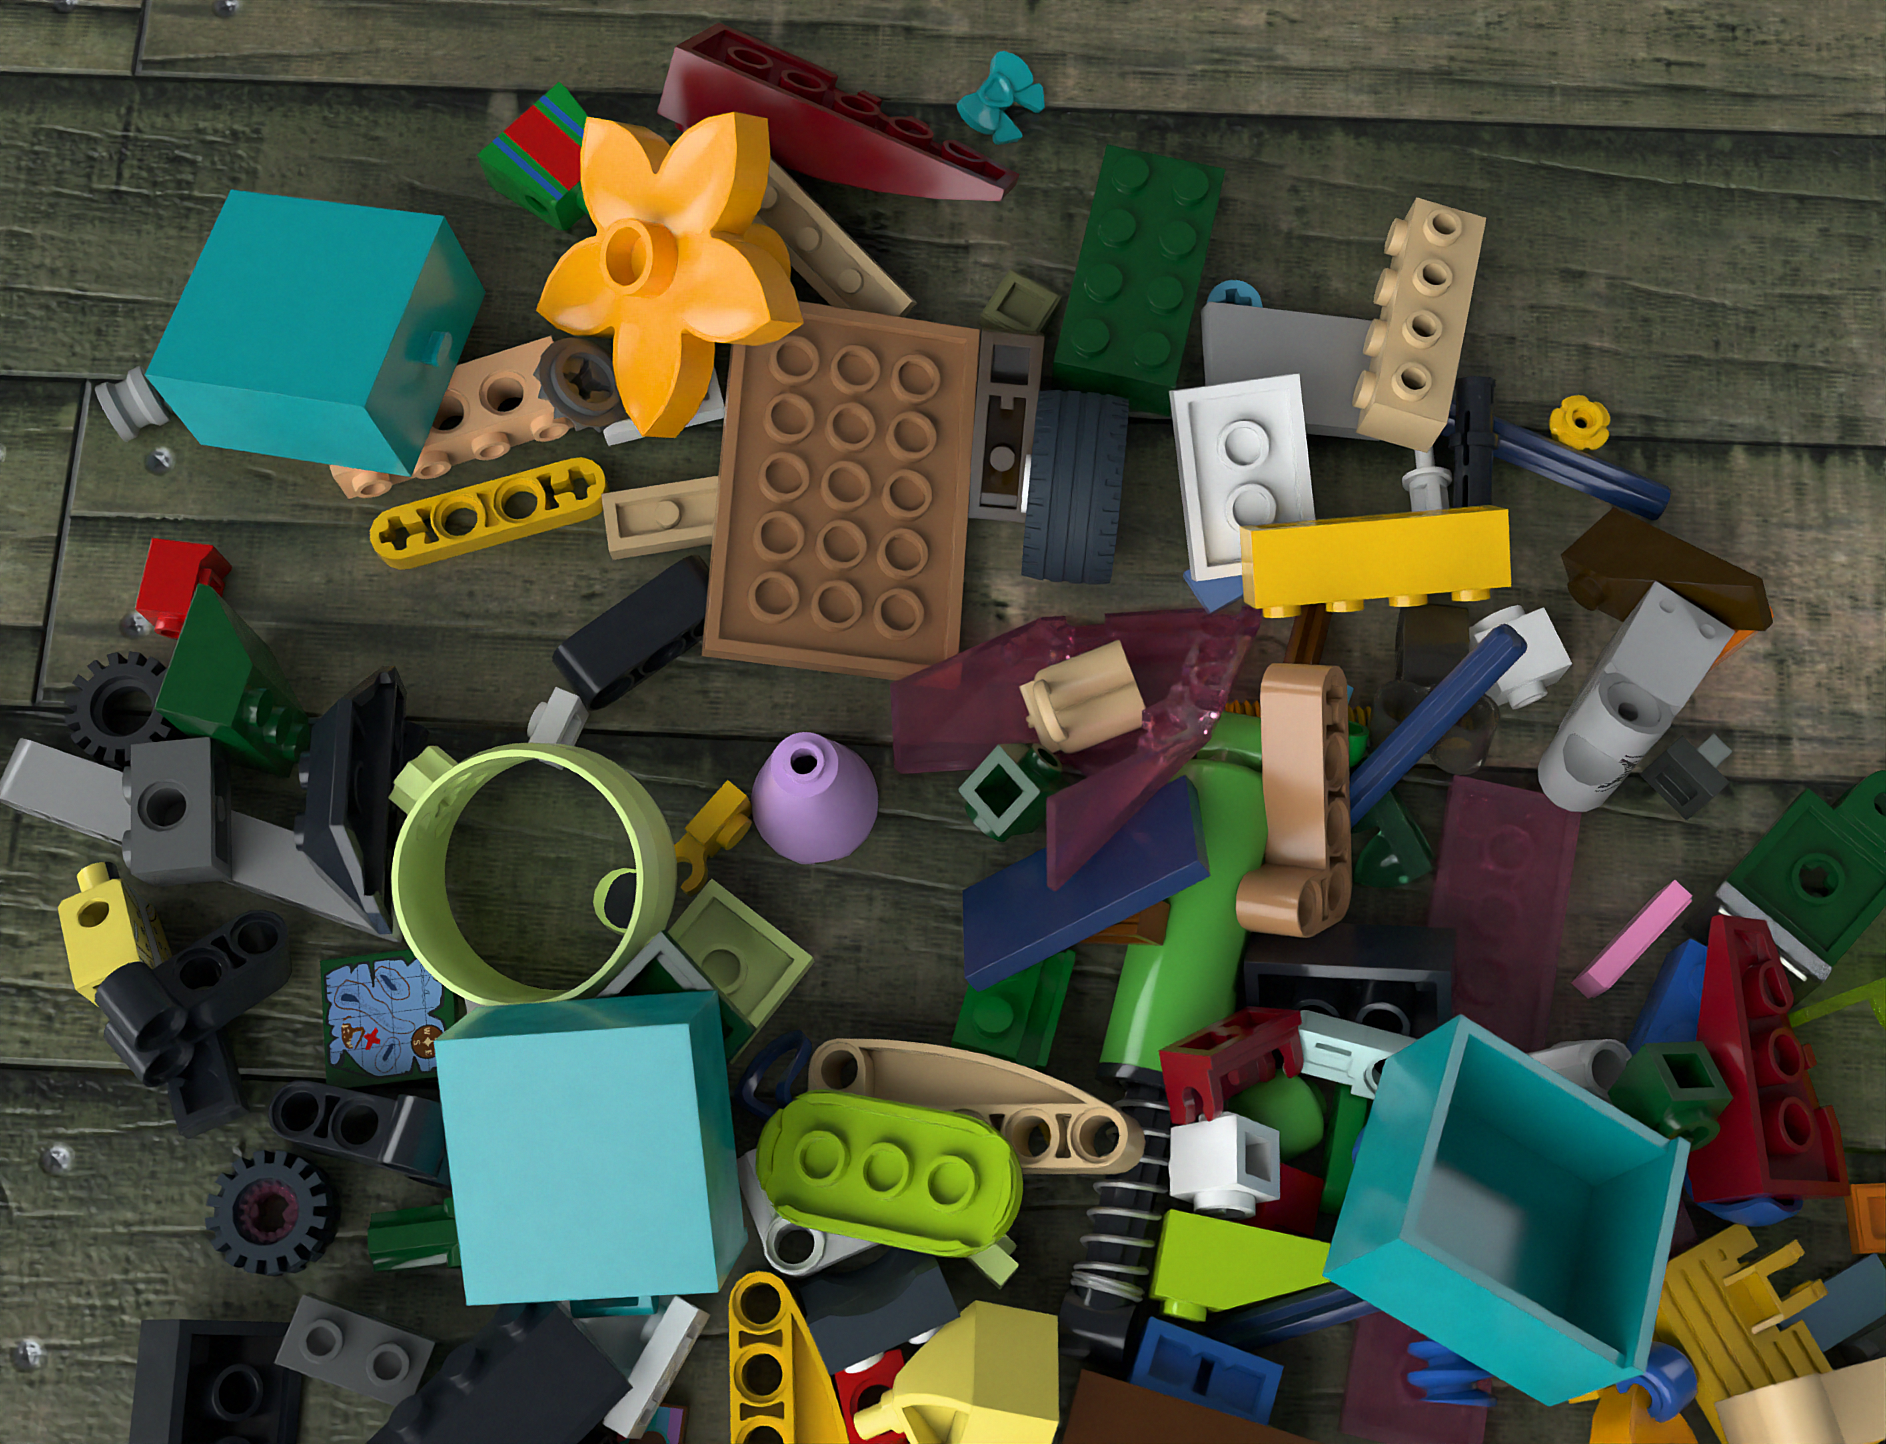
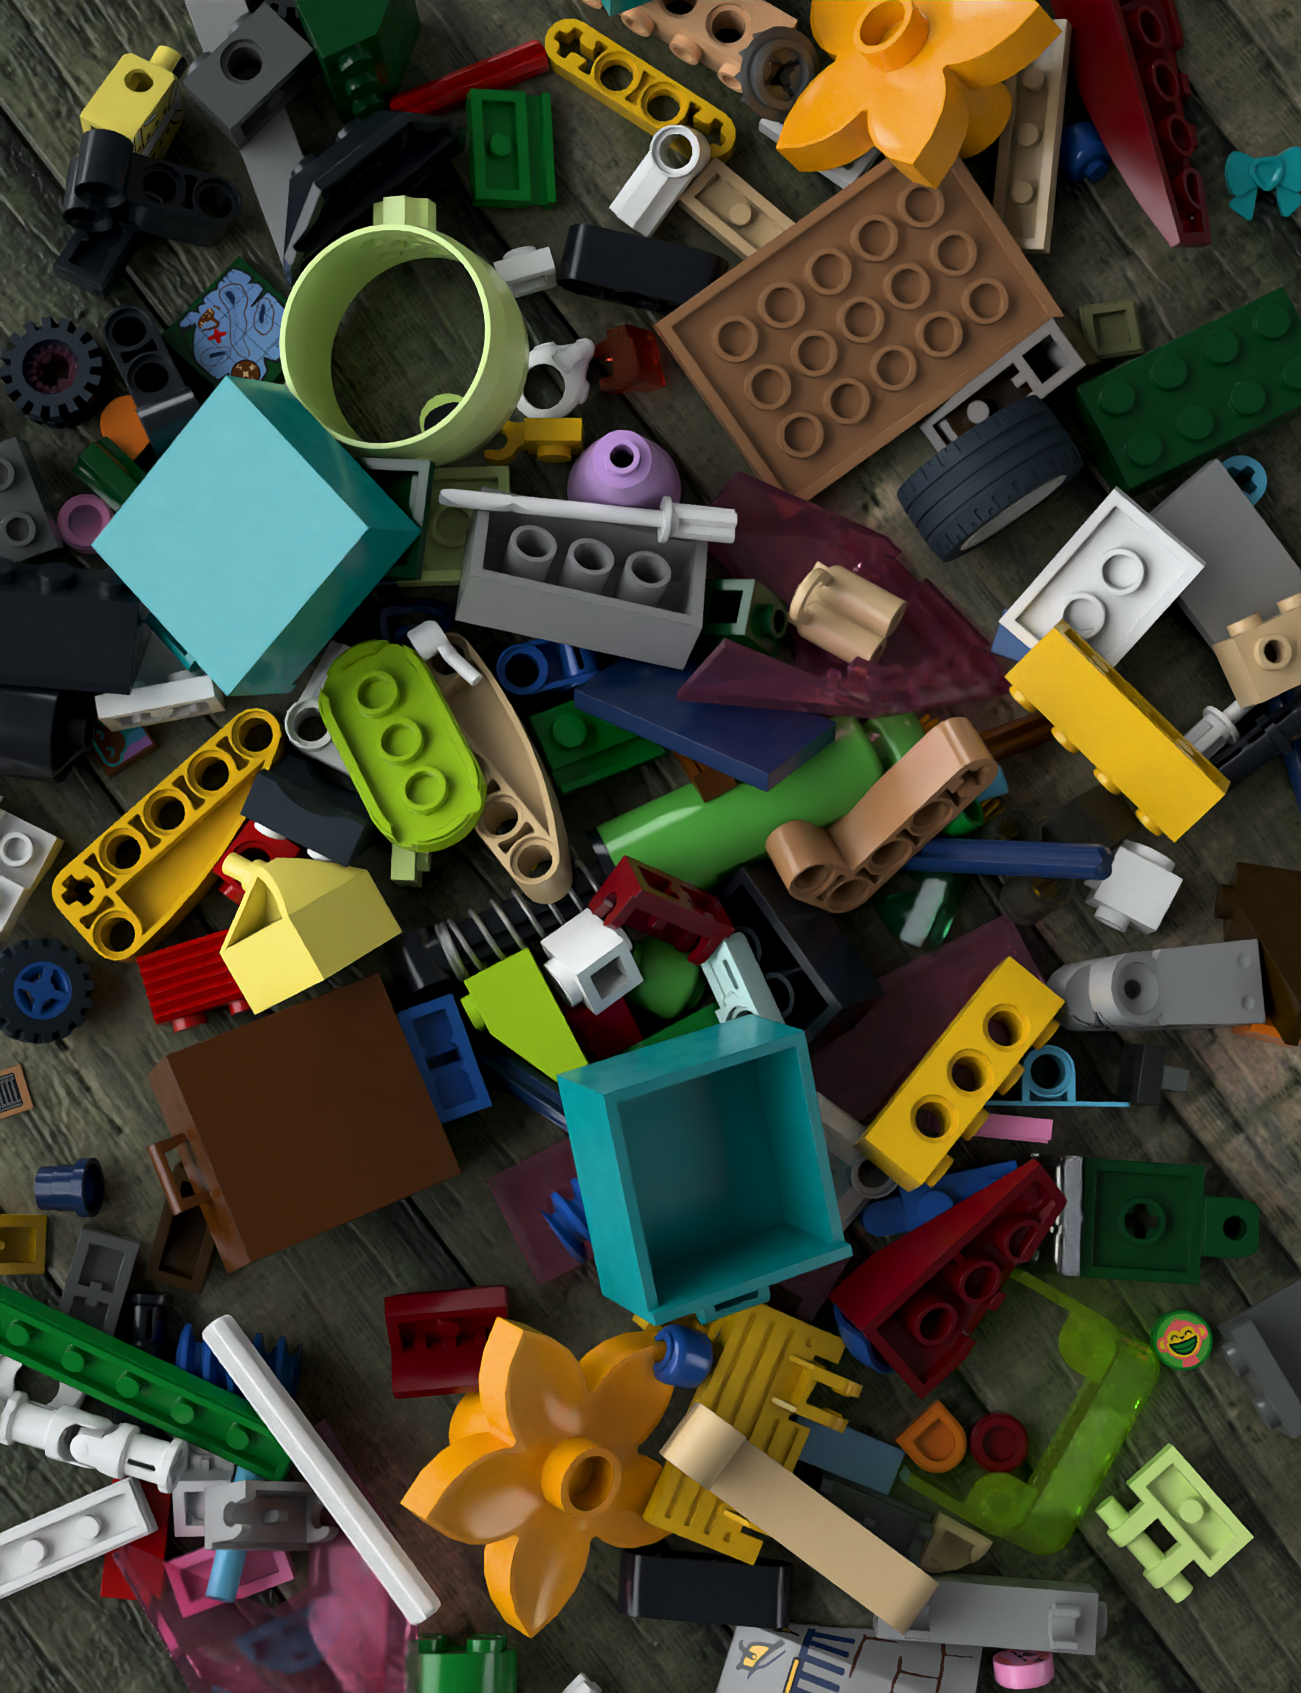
camera: 50 degrees right, 10 degrees up
(355, 635) = (491, 73): none -> red axle
(378, 1190) = (124, 428): none -> orange tile
(431, 1300) = (82, 521): none -> bright pink tile
(441, 655) = (510, 149): none -> green plate
(583, 558) = (657, 183): none -> white piece
(671, 752) = (573, 363): none -> white piece
(714, 699) = (633, 359): none -> clear red tile
(812, 1068) = (431, 640): none -> white hand
(857, 212) = (1083, 153): none -> blue piece
(871, 892) = (584, 584): none -> light grey brick
(884, 774) = (671, 519): none -> white piece
(920, 975) = (556, 669): none -> blue piece
(1592, 1022) = (893, 1137): none -> yellow brick
(1648, 857) = (1060, 1094): none -> medium azure piece
(1673, 1091) = (884, 1222): dark green brick -> none

